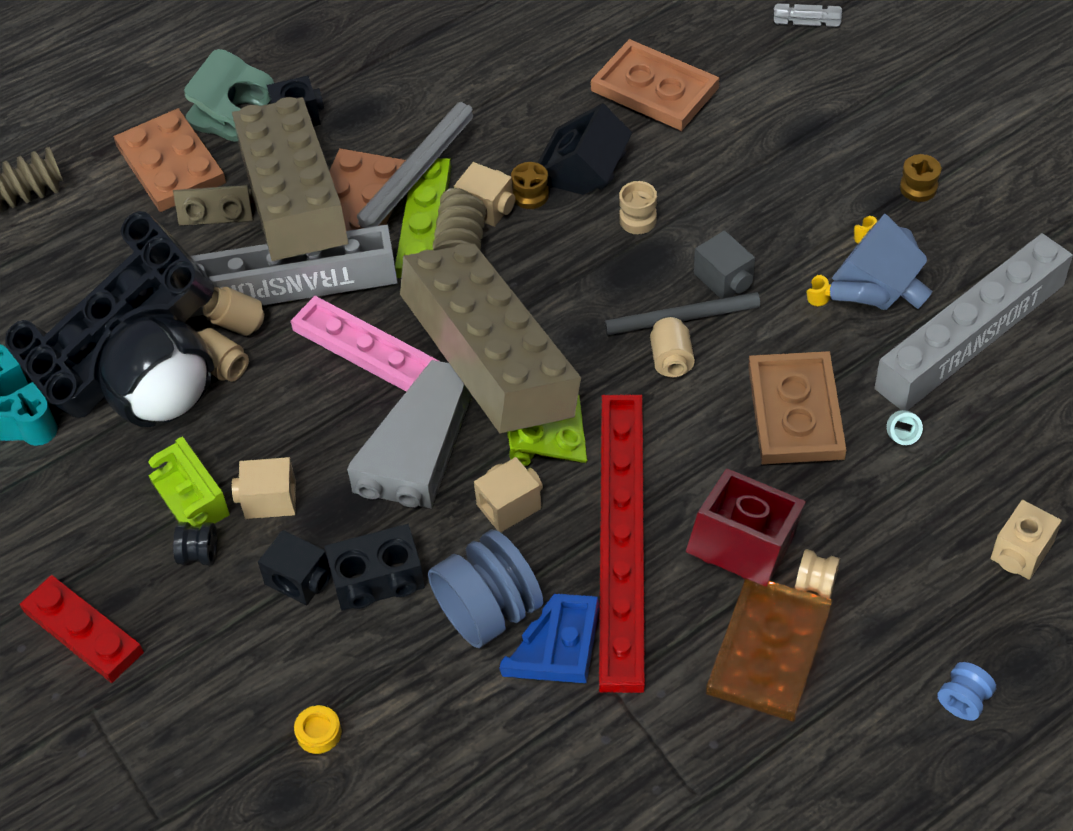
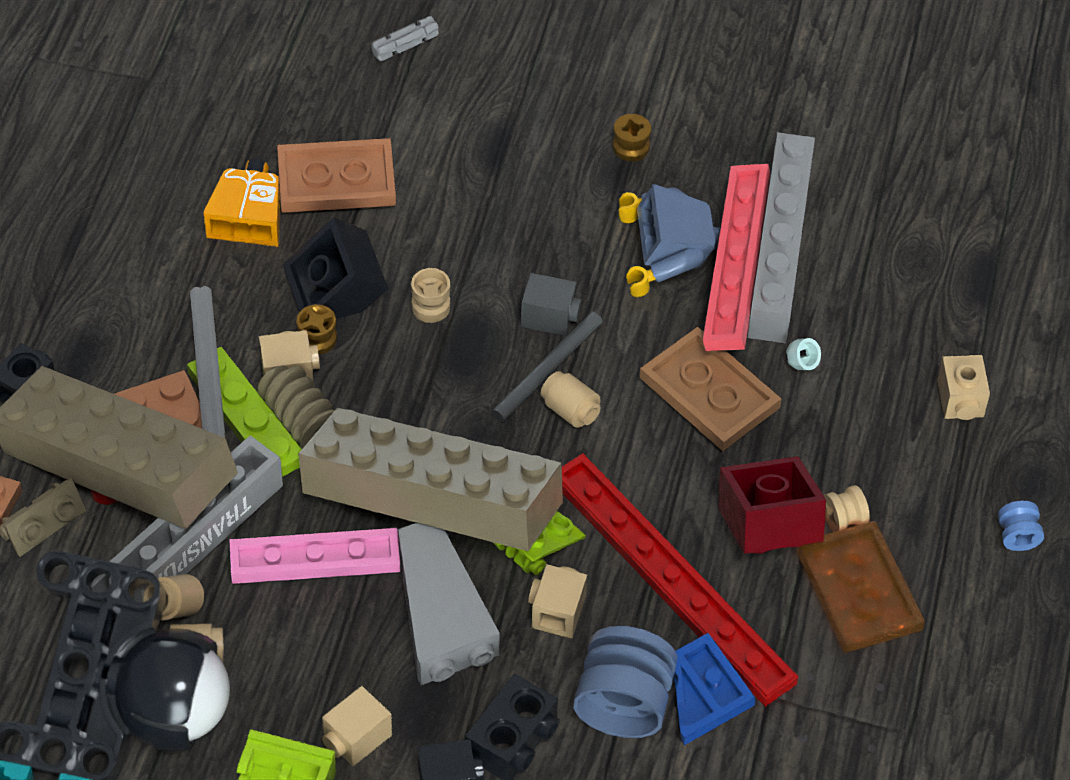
camera: 45 degrees left, 0 degrees up
(564, 69) = (245, 206): none -> light orange torso
(896, 322) = (737, 258): none -> coral plate

